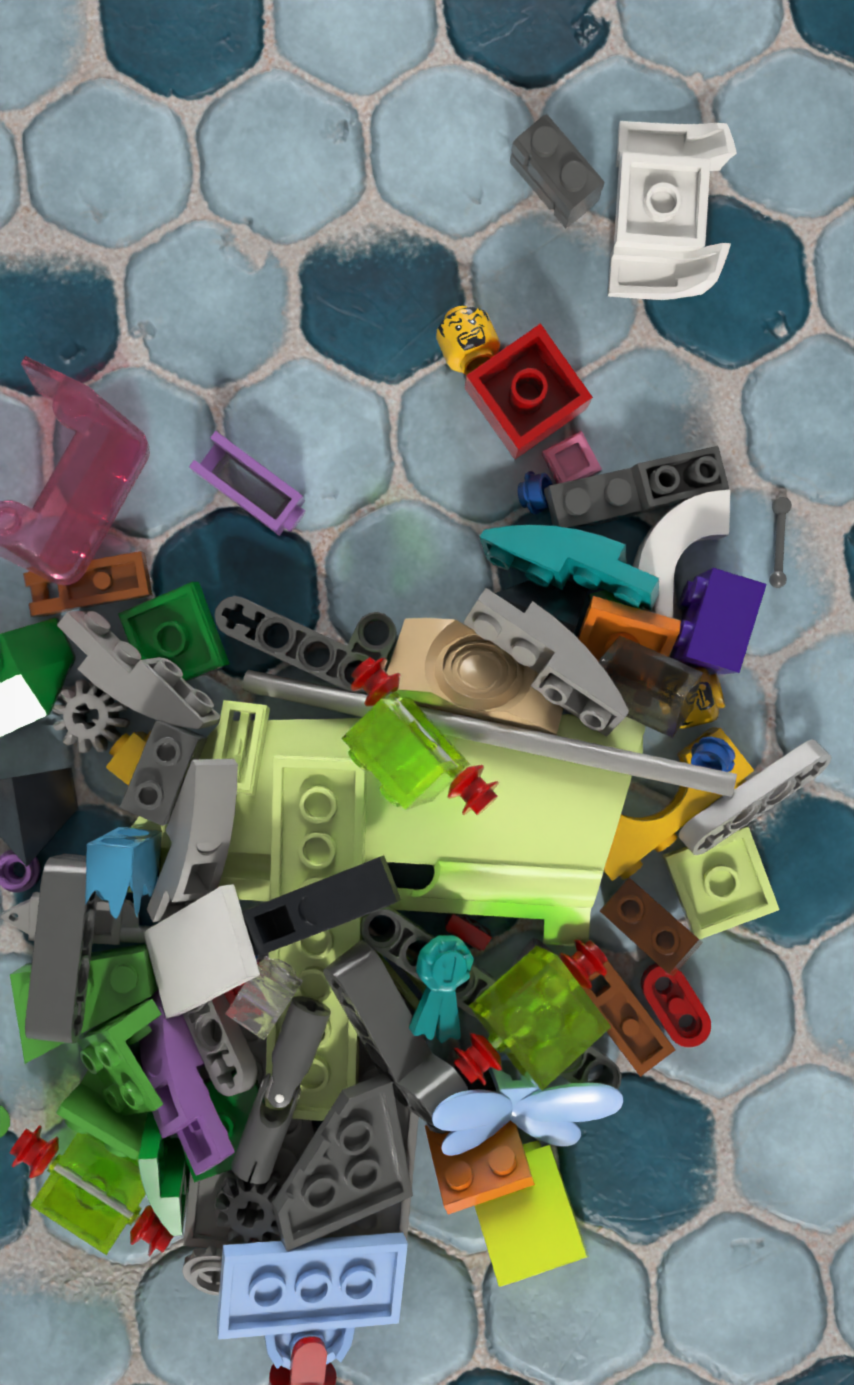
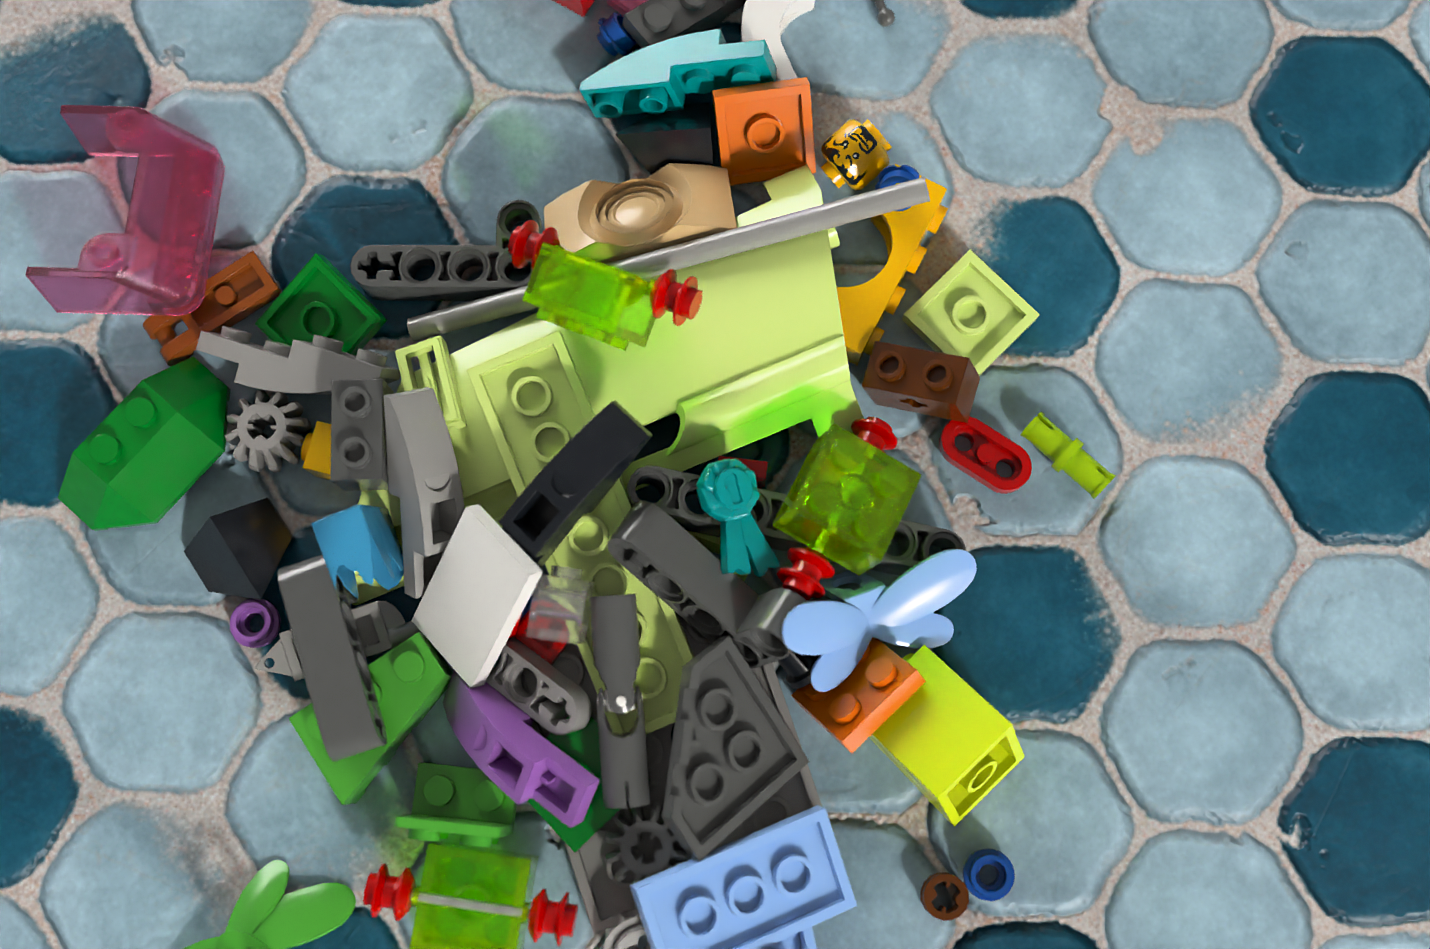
camera: 20 degrees left, 10 degrees down
(108, 1055) = (441, 756): bright green bracket -> none
(164, 1176) = (537, 848): green slope -> none
(250, 485) = (335, 143): medium lavender window -> none
(468, 1351) = (960, 898): none -> reddish brown bush
(517, 1349) = (1004, 874): none -> blue plate
(564, 665) = (692, 155): light grey slope -> none
(630, 1023) = (950, 494): dark orange plate -> none
(652, 685) = (802, 148): clear smoke panel -> none
(717, 620) = (841, 66): dark purple brick -> none
(744, 1036) = (1067, 455): none -> lime pin
(754, 797) = (961, 217): light grey beam -> none

